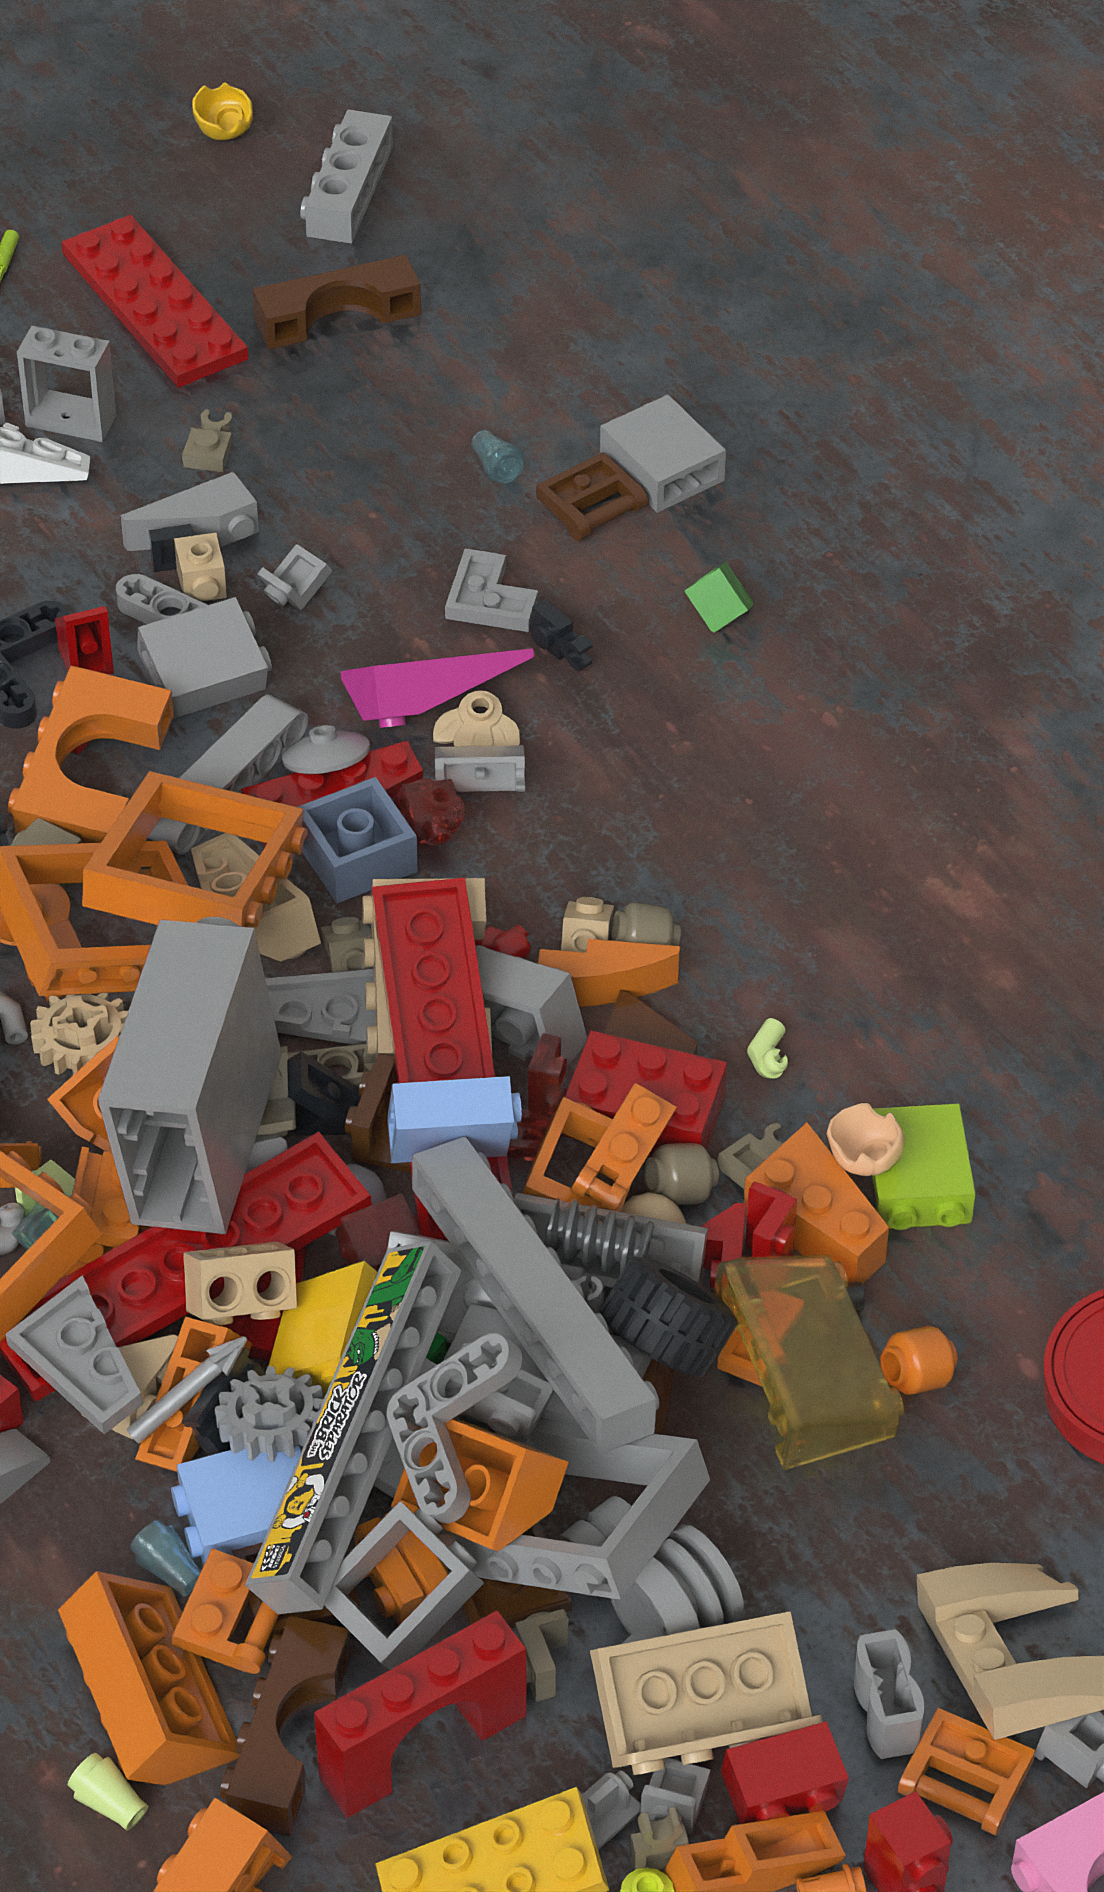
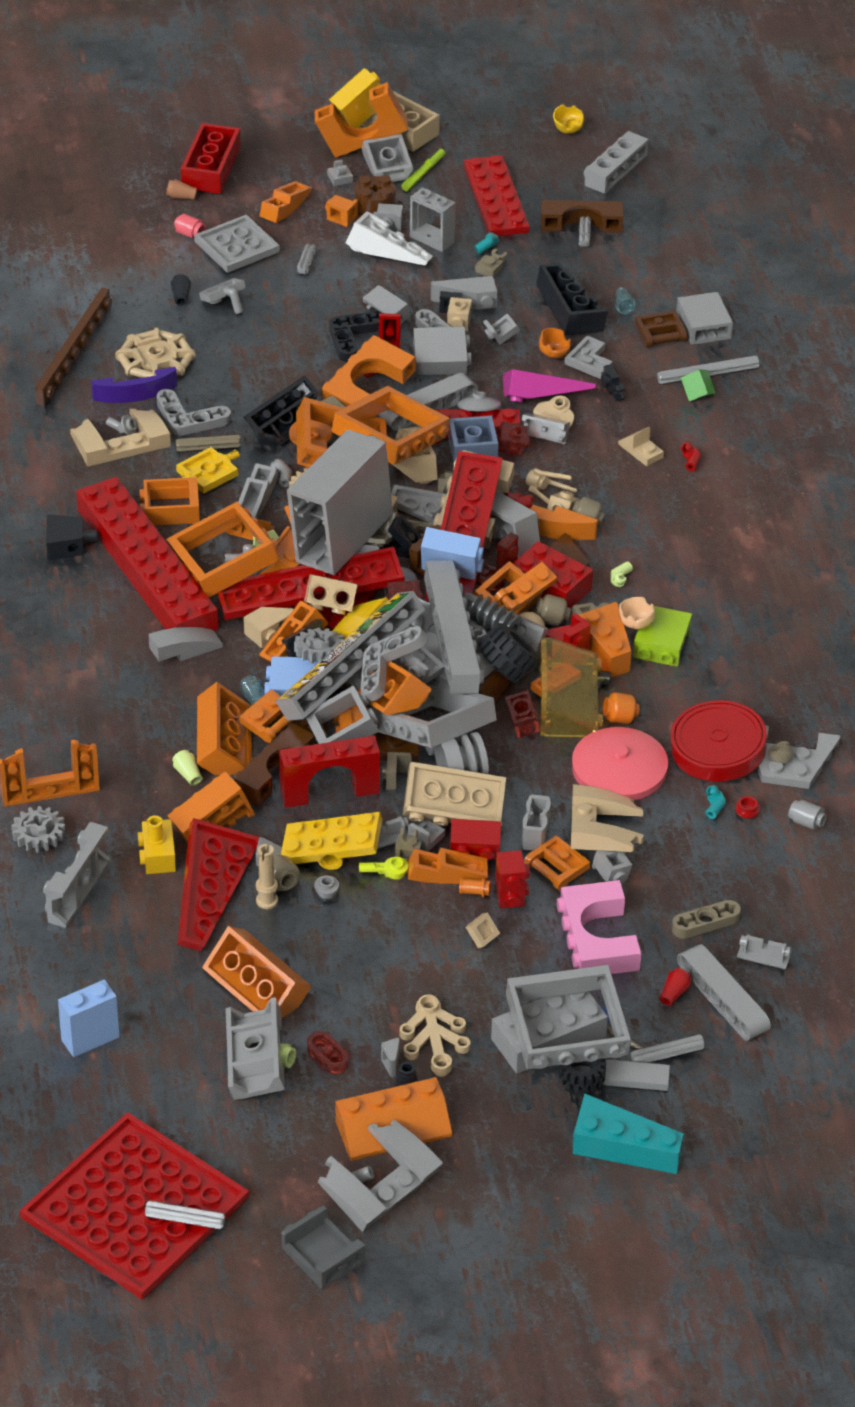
camera: 20 degrees right, 5 degrees down
(52, 583) = (386, 303): none -> light grey hinge
(77, 1356) = (247, 603): light grey wing -> none
(187, 395) = (490, 241): none -> teal arm
(220, 1360) = (306, 619): light grey piece -> none
(354, 331) = (584, 231): none -> light grey axle
(398, 487) = (569, 302): none -> black wedge
(410, 583) = (553, 343): none -> orange hair
(518, 886) = (537, 480): none -> tan plant
(671, 757) = (641, 447): none -> tan slope
(730, 550) = (713, 368): none -> light grey axle
(740, 1422) = (523, 714): none -> clear red head
(776, 748) = (691, 454): none -> red arm
(972, 1486) = (620, 762): none -> coral dish

